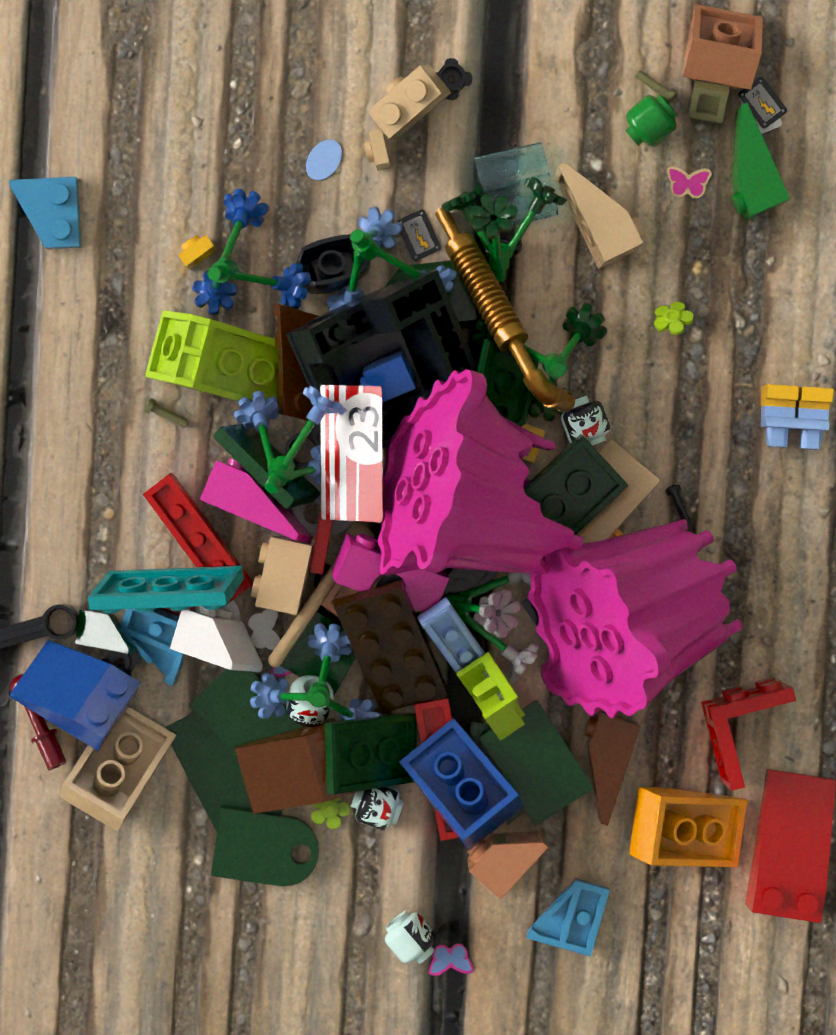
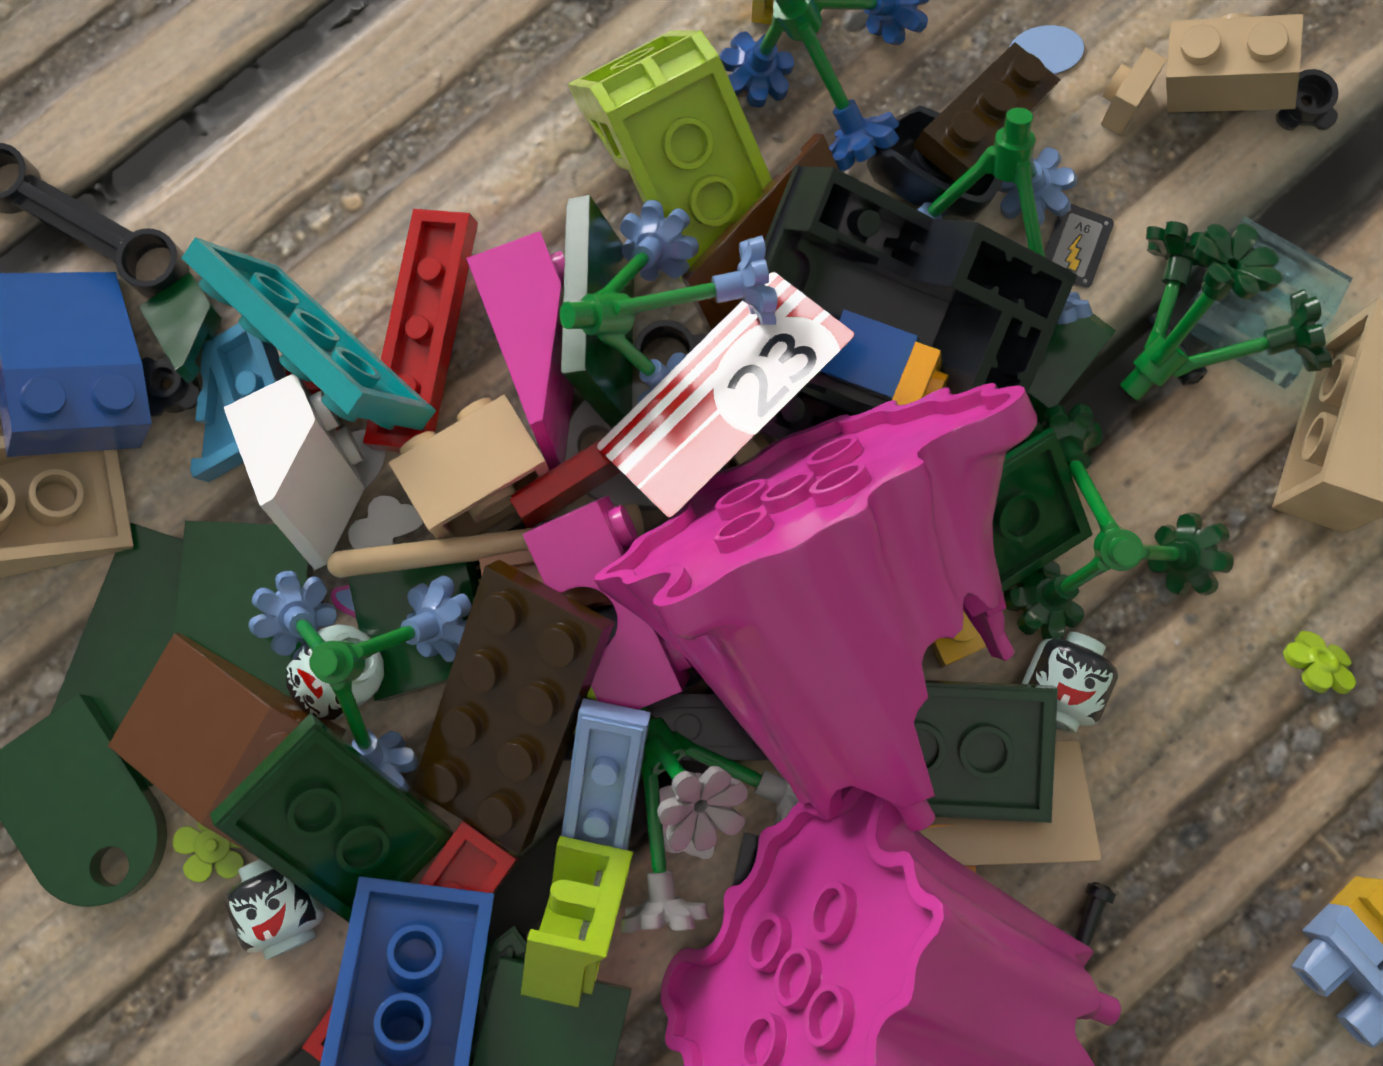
camera: 55 degrees right, 10 degrees down
(152, 407) = (537, 125): olive piece -> none
(331, 221) = (971, 121): none -> dark brown plate
(419, 371) = (920, 375): none -> light orange plate
(498, 312) = (1098, 430): pearl gold piece -> none

